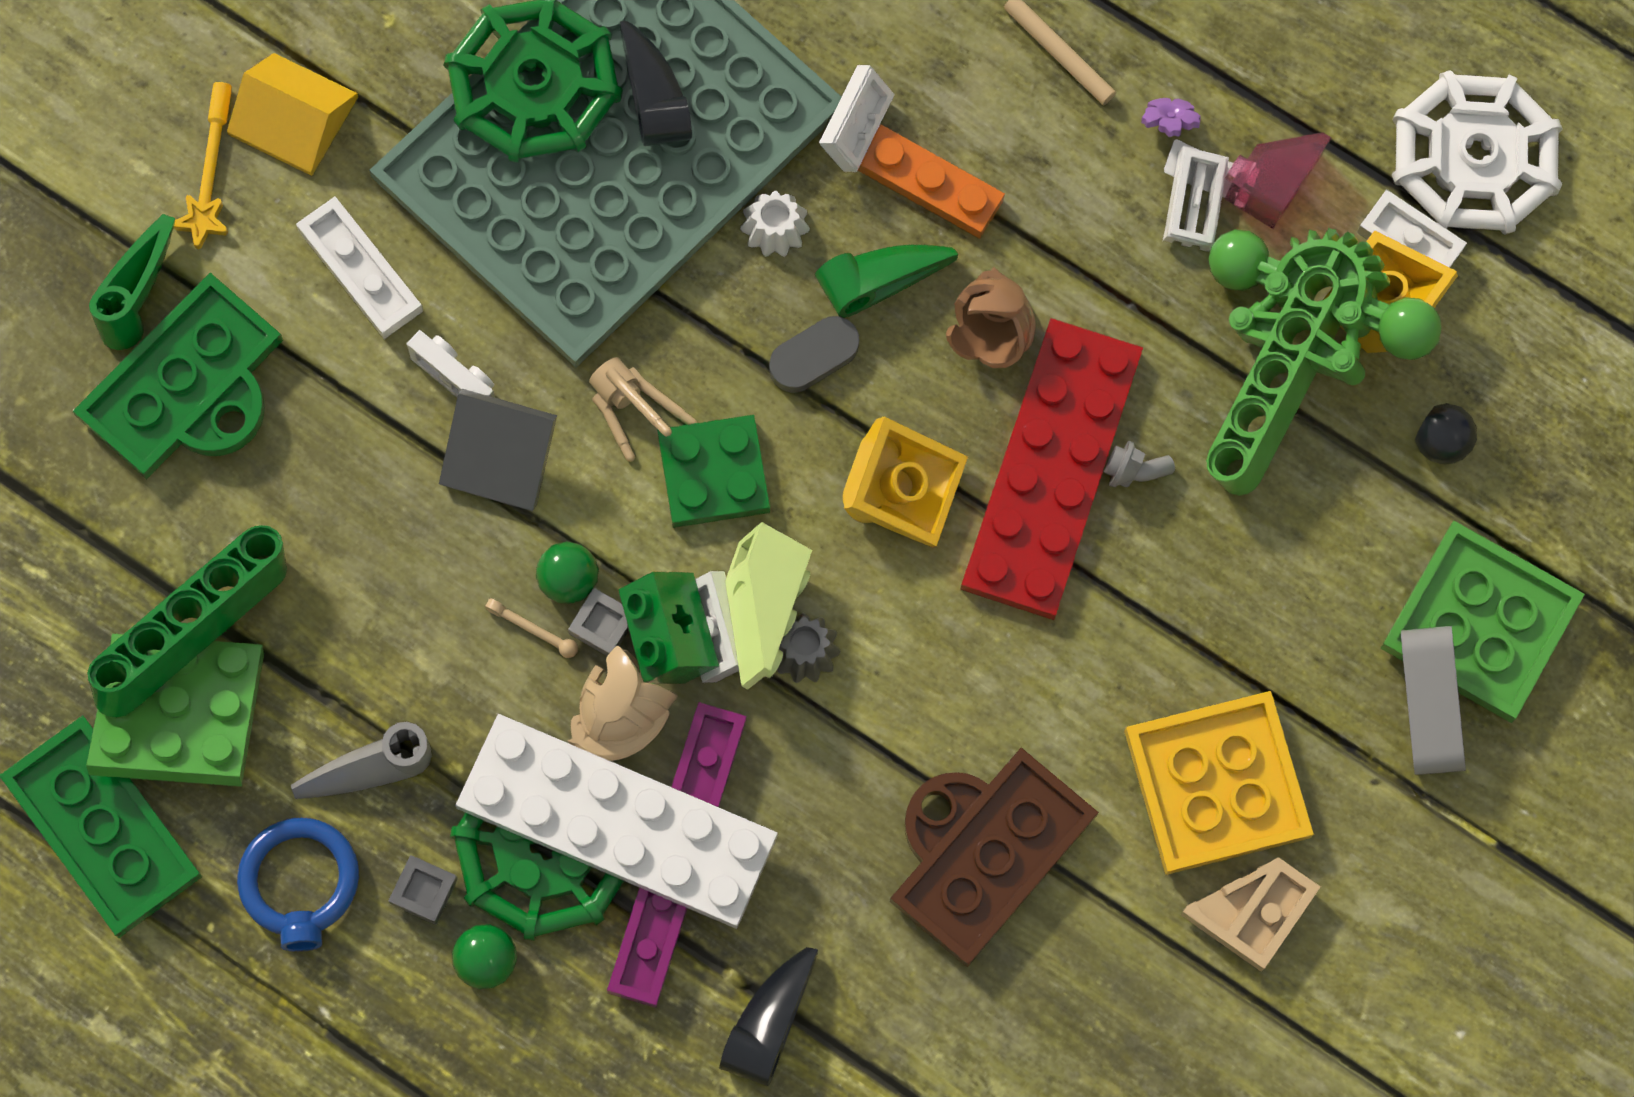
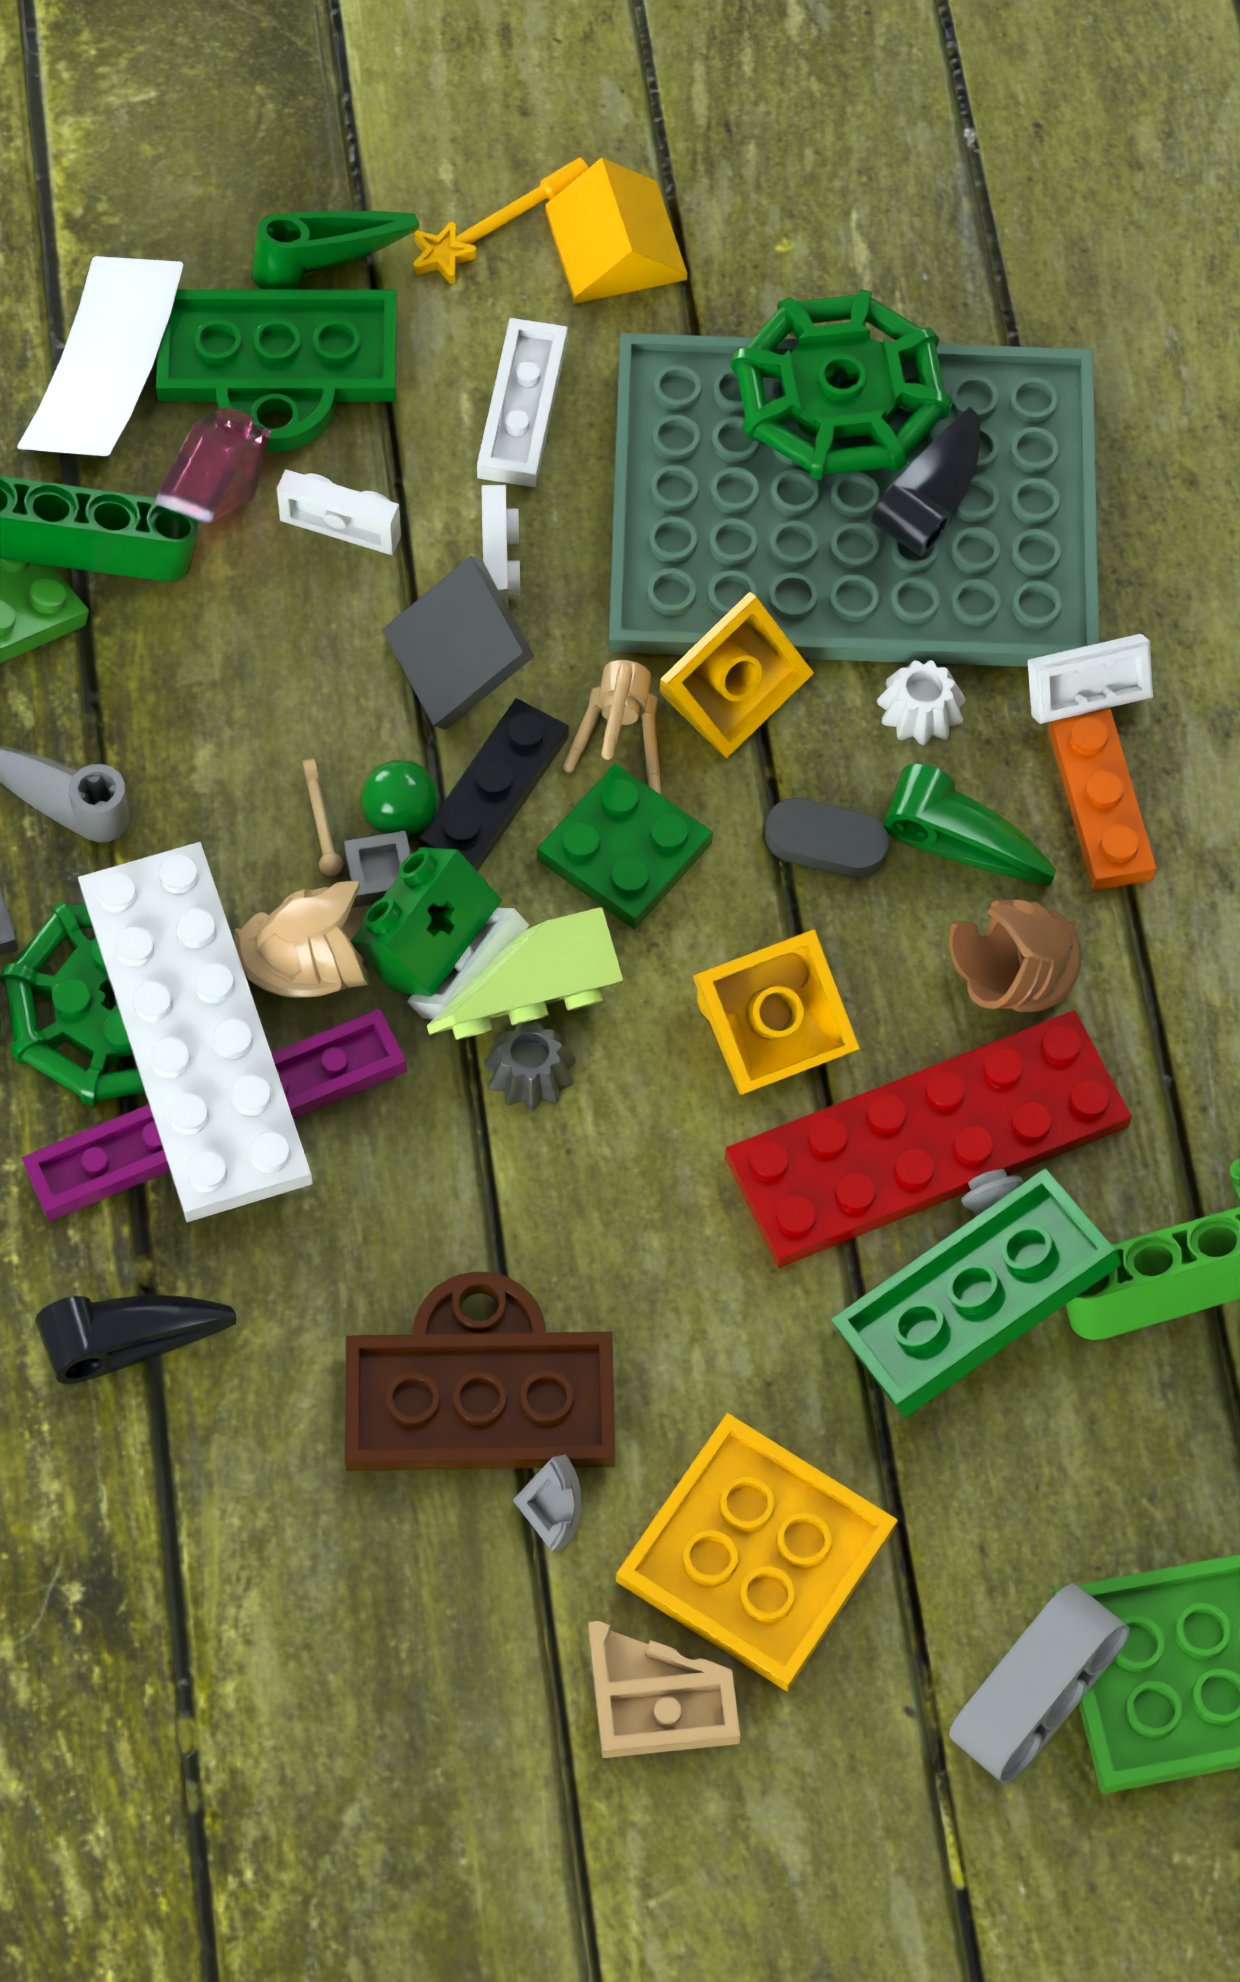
camera: 50 degrees right, 10 degrees down
(87, 485) = (105, 356): none -> white sticker
(243, 488) = (216, 466): none -> clear pink slope
(352, 430) = (338, 511): none -> white plate
(605, 511) = (496, 783): none -> black plate
(669, 313) = (735, 676): none -> yellow slope
(1092, 869) = (553, 1502): none -> light grey tile
(1181, 528) = (976, 1292): none -> plate

